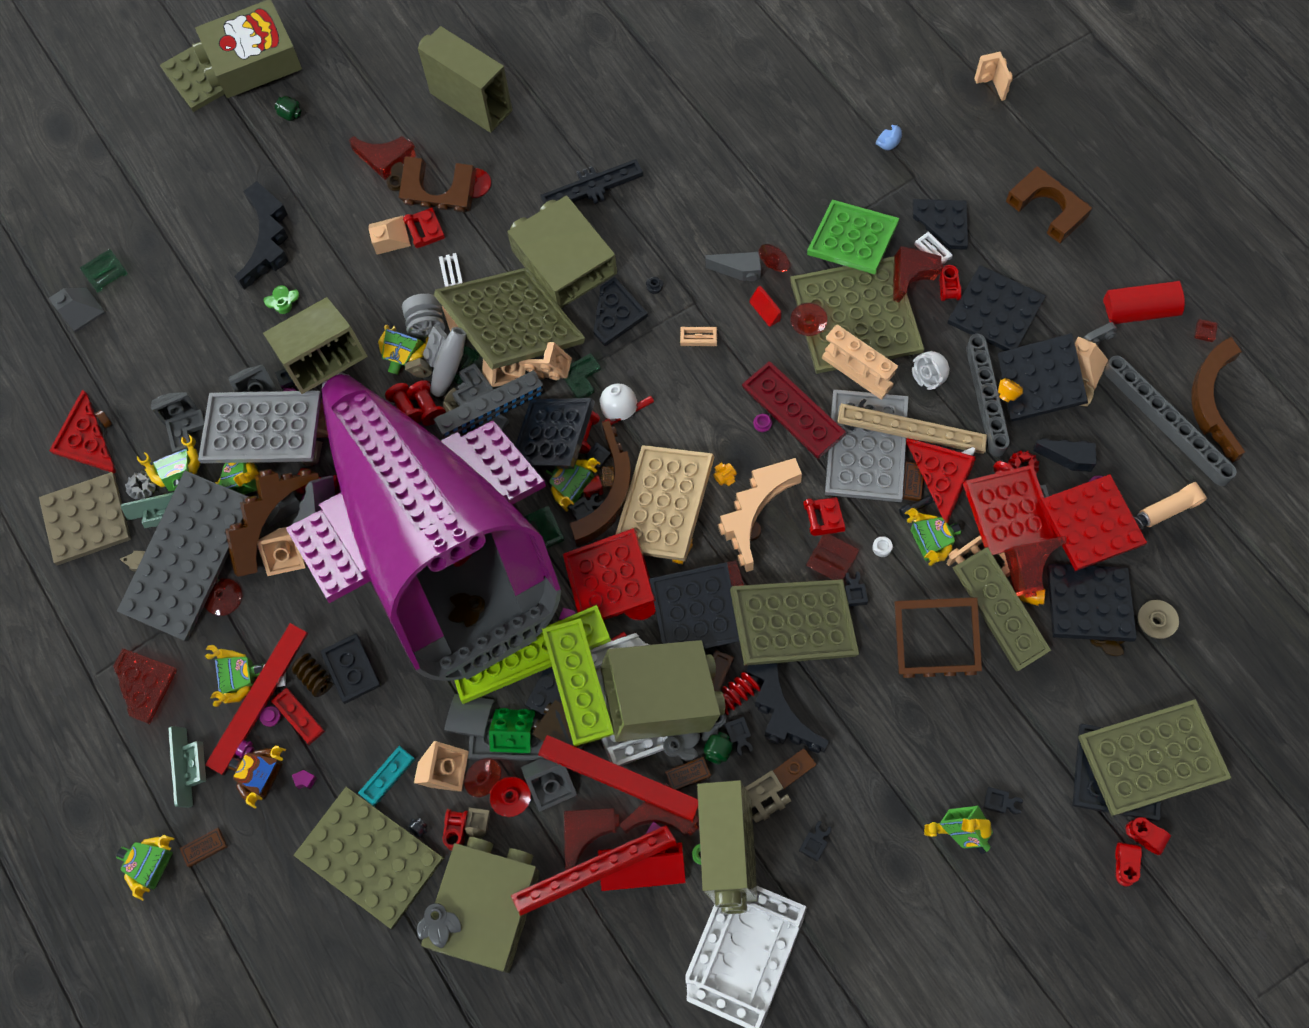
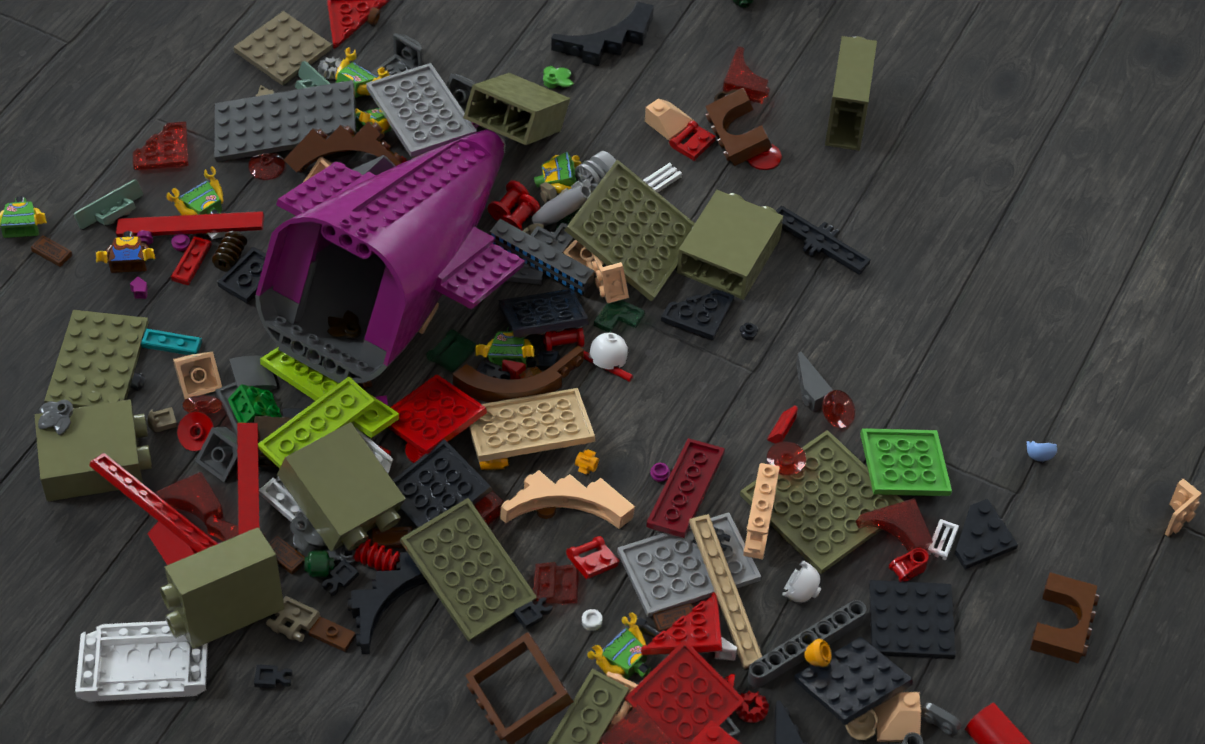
camera: 55 degrees right, 15 degrees down
(454, 826) = (147, 402): red piece -> none
(698, 339) = (731, 395): light nougat tile -> none

